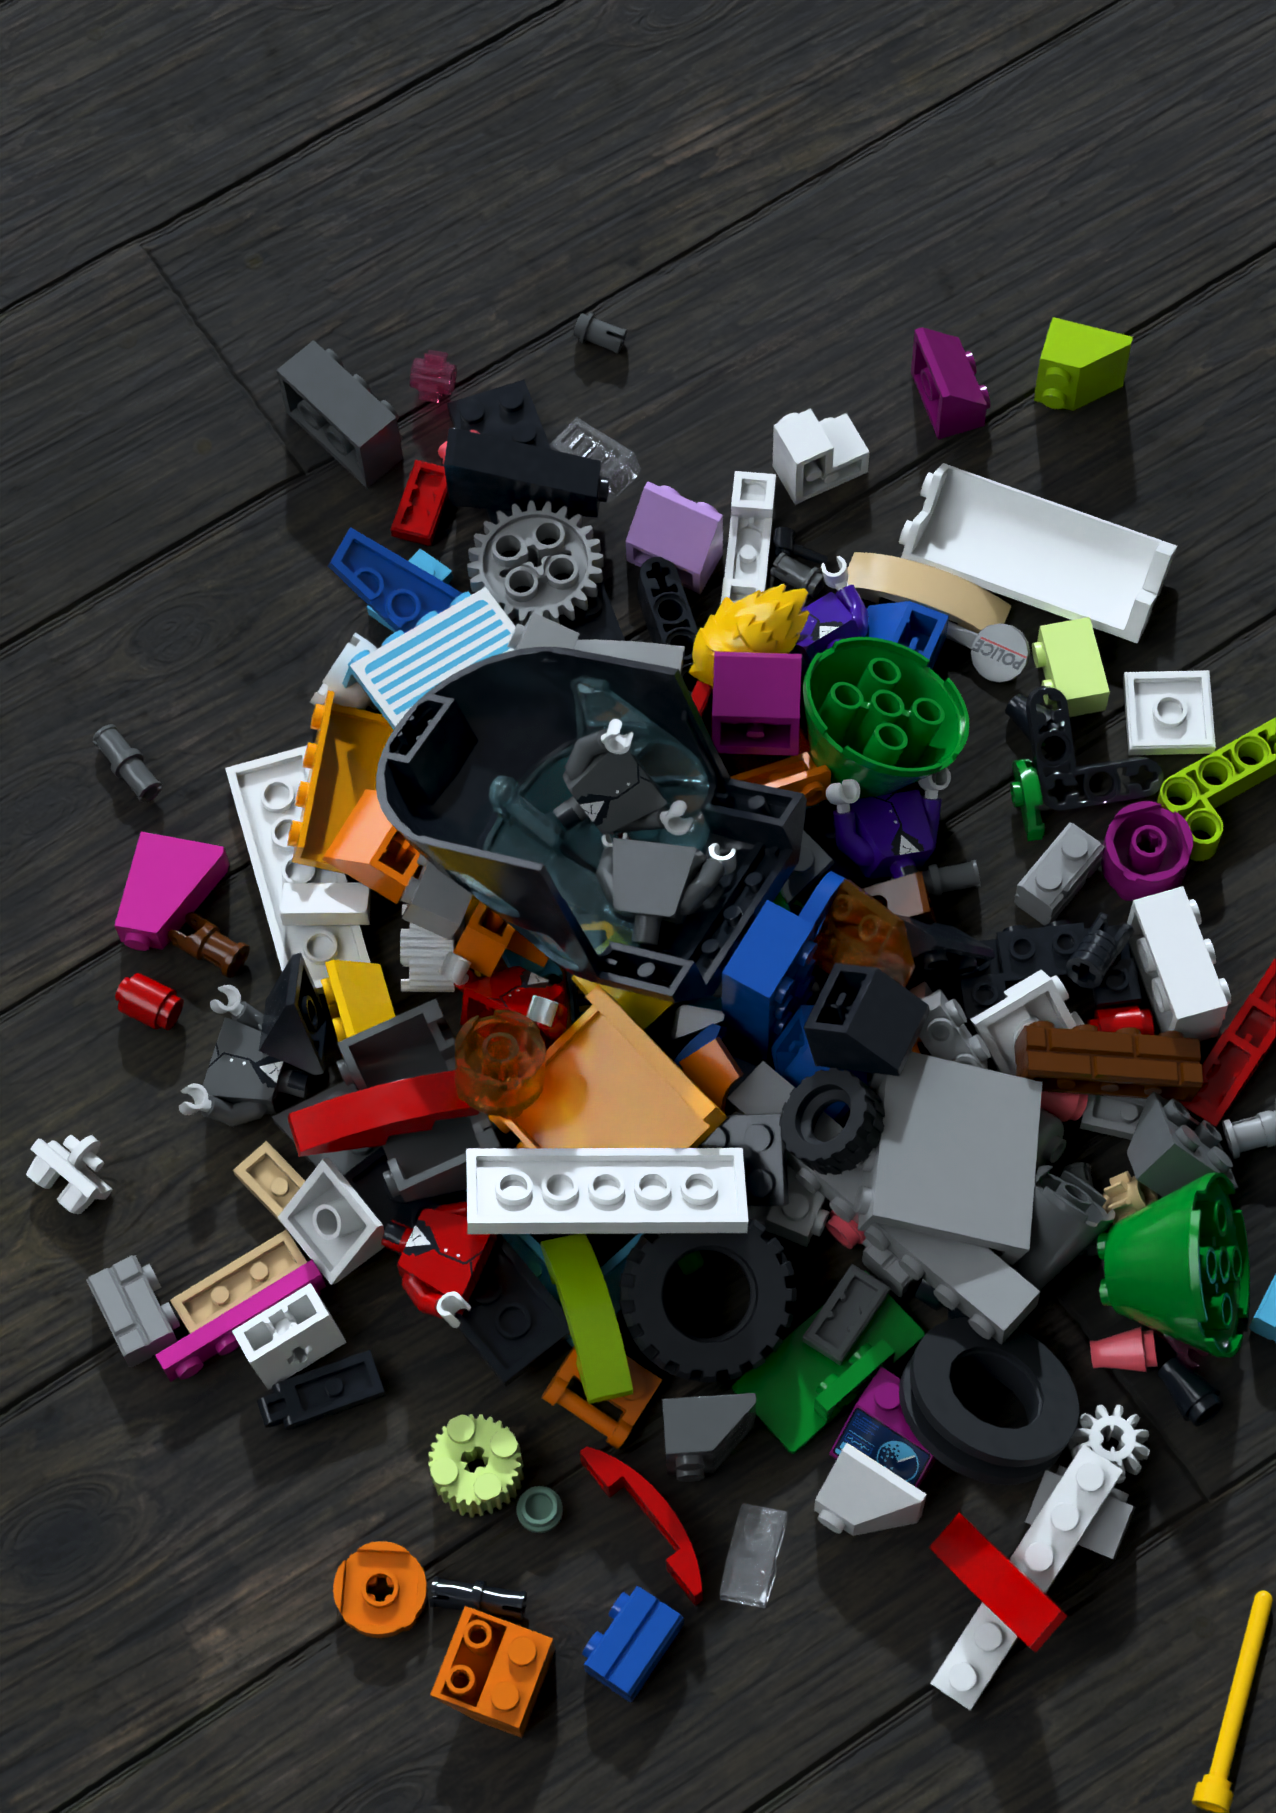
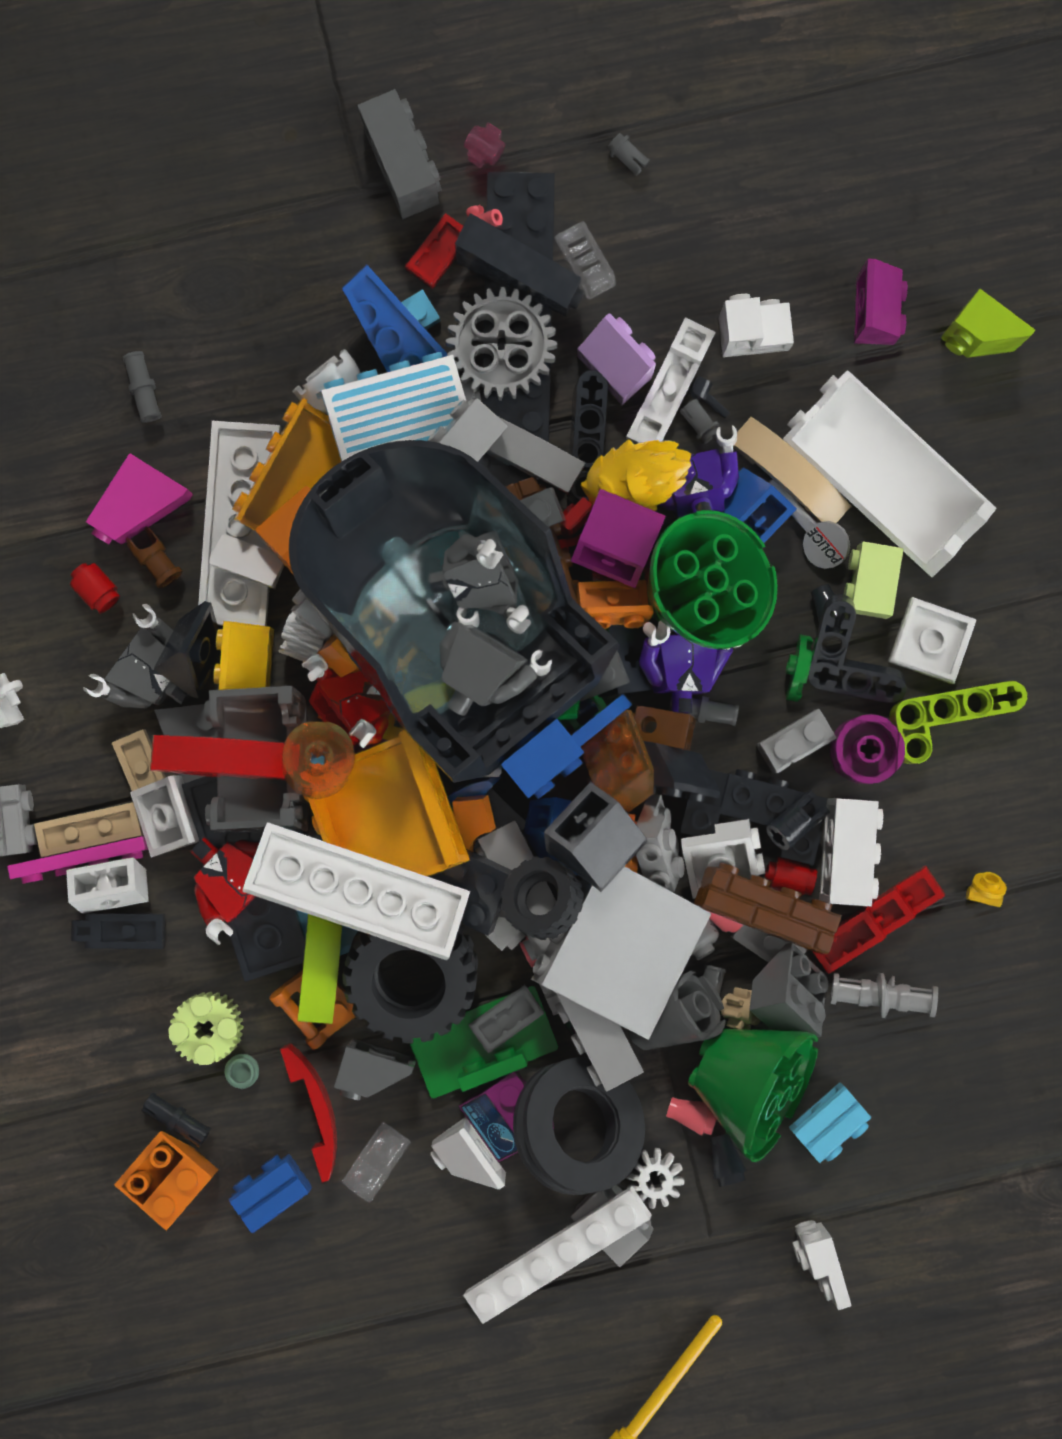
camera: 15 degrees right, 20 degrees up
(362, 1570) = (93, 1094): orange plate -> none
(998, 1582) = (531, 1262): red slope -> none

